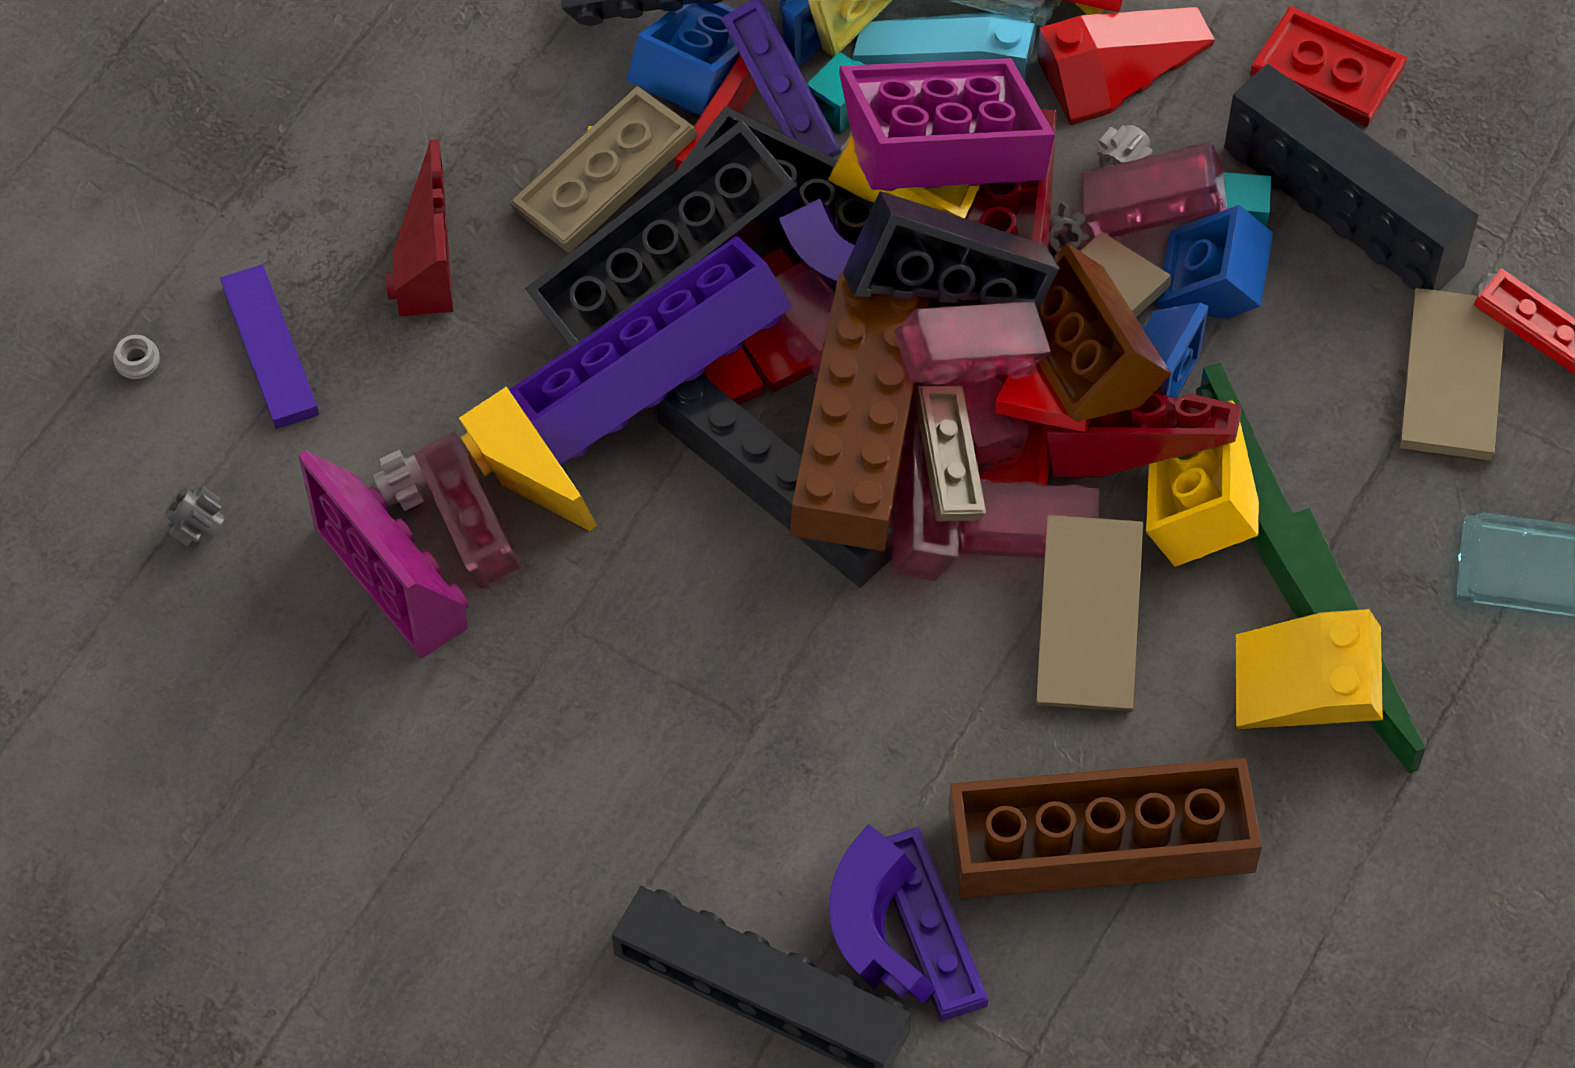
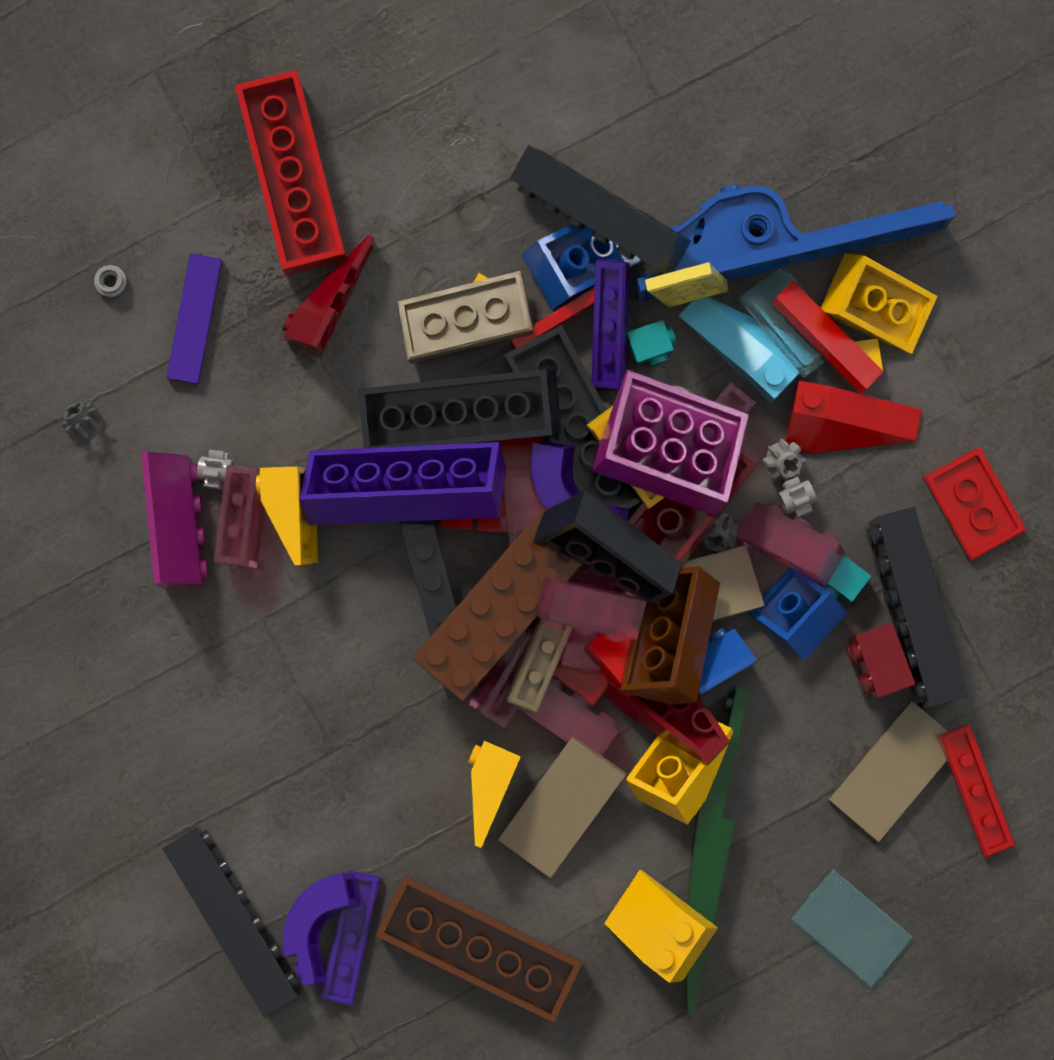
camera: 25 degrees right, 25 degrees up
(294, 130) = (290, 173): none -> red brick
(982, 633) = (490, 780): none -> yellow slope
(1081, 123) = (784, 460): none -> light grey gear
(1349, 254) = (879, 662): none -> dark red brick

